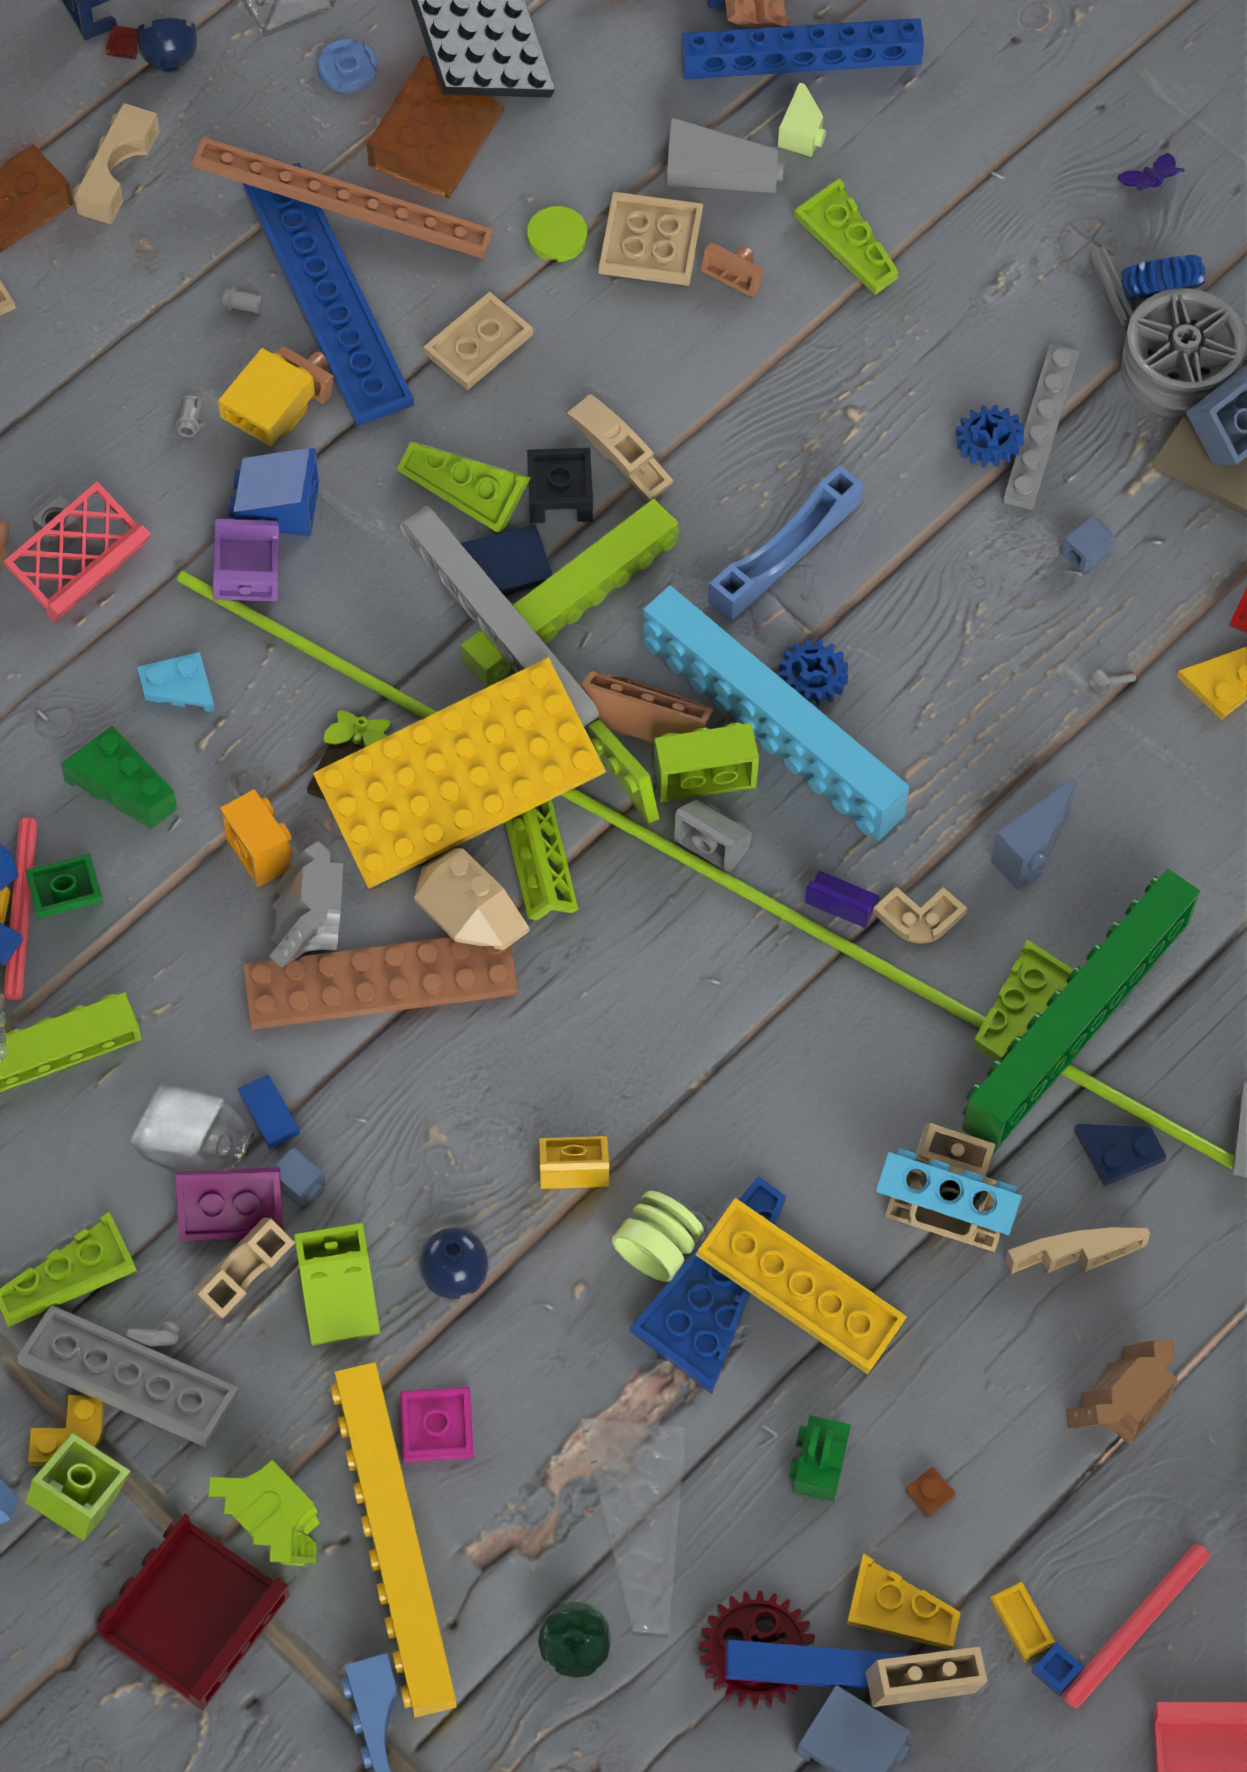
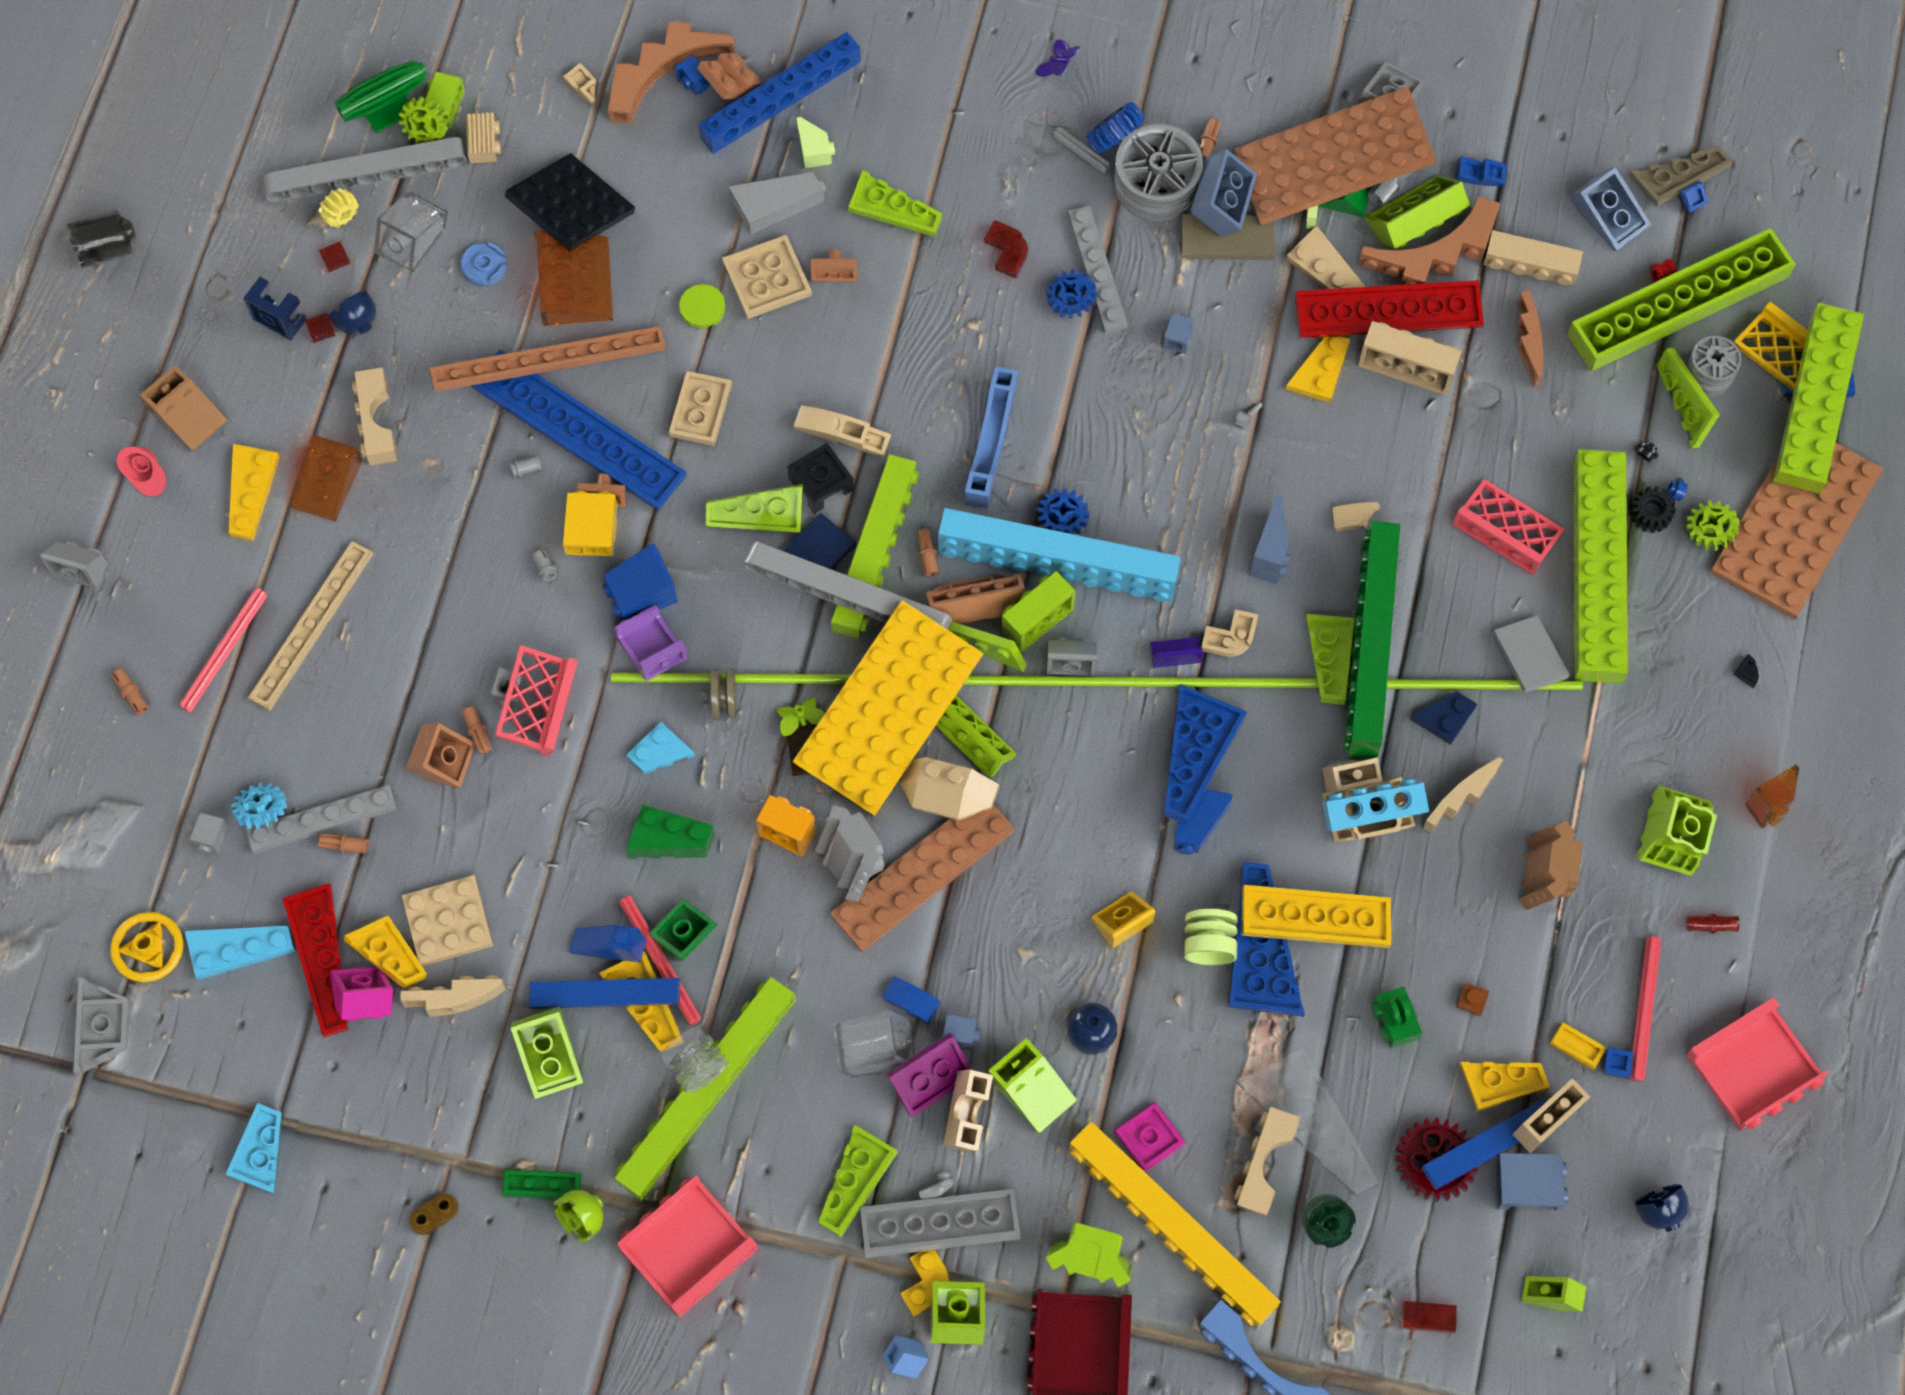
camera: 30 degrees left, 5 degrees up
(285, 656) = (723, 694): none -> dark tan wheel
(583, 1500) = (1278, 1130): none -> tan arch
(626, 633) = (927, 553): none -> nougat axle
(739, 1097) = (1203, 821): none -> blue slope
(794, 1012) = (1200, 742): none -> blue wing
(957, 349) = (1013, 246): none -> clear red plate
(1155, 857) = (1353, 515): none -> tan slope

